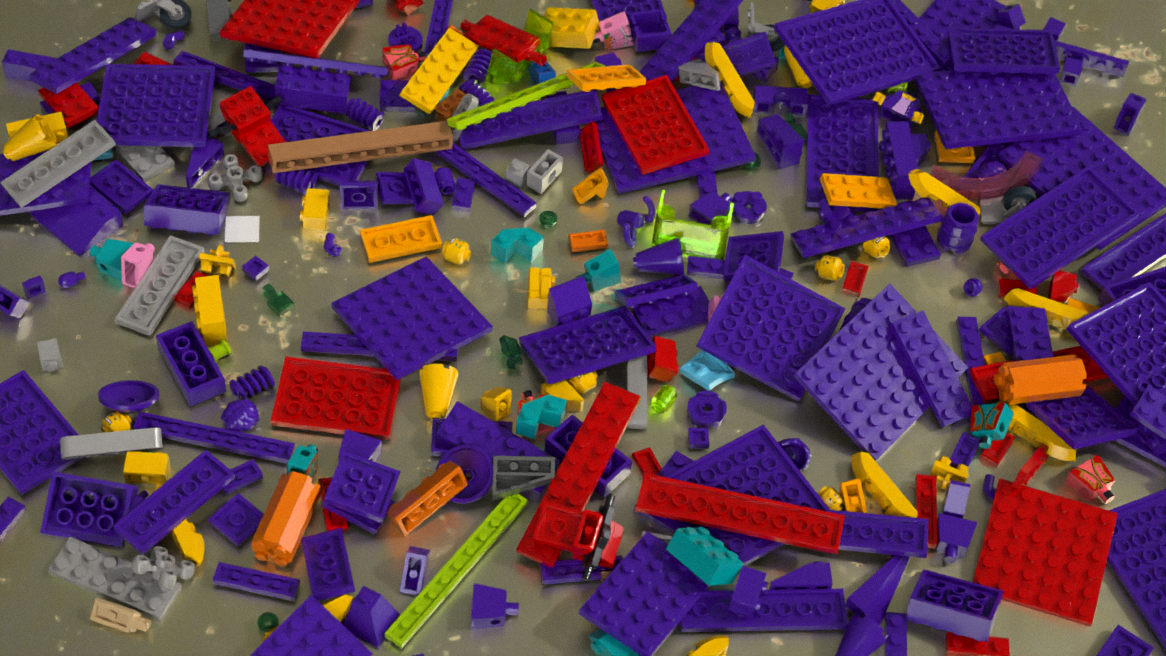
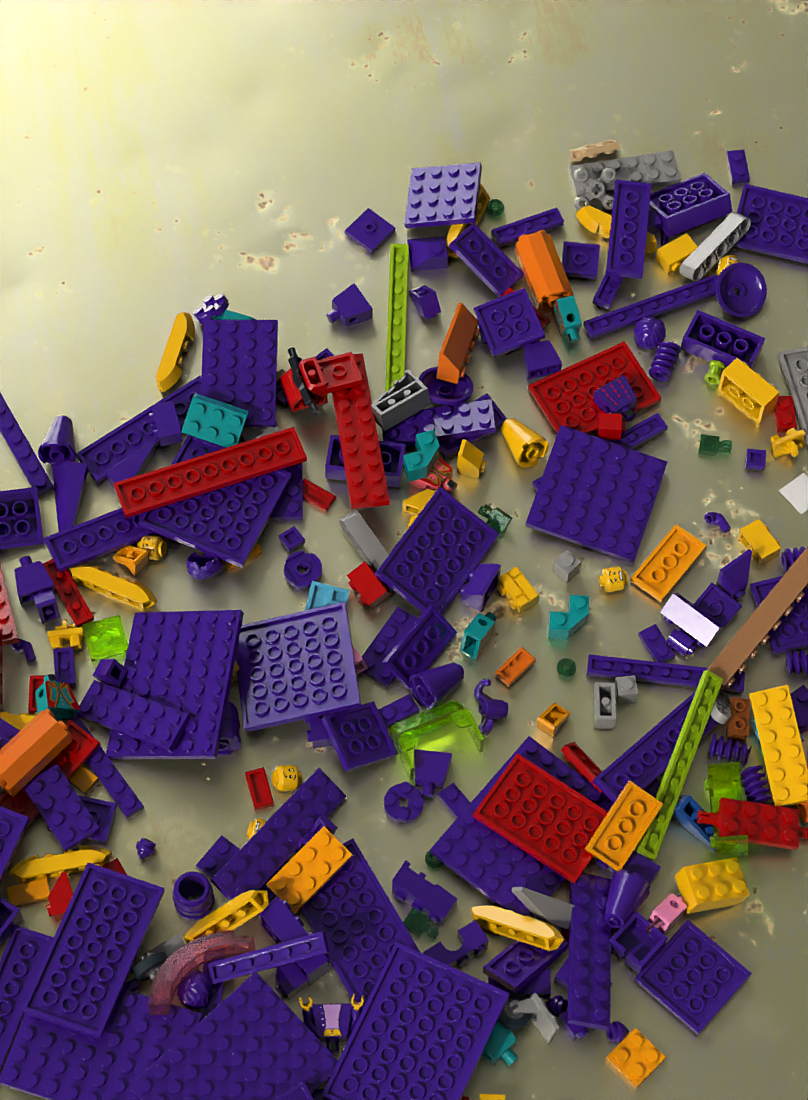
camera: 150 degrees right, 10 degrees up
(327, 369) = (617, 398): none -> dark purple torso
(355, 350) = (610, 426): none -> red brick
(486, 280) = (566, 566): none -> light grey brick
(640, 49) = (625, 897): none -> dark purple cone
(664, 399) = (342, 554): clear neon green brick -> none
(913, 457) = (105, 638): none -> clear neon green plate
(929, 419) = (110, 672): none -> dark purple brick
(930, 145) = (268, 957): none -> dark purple plate

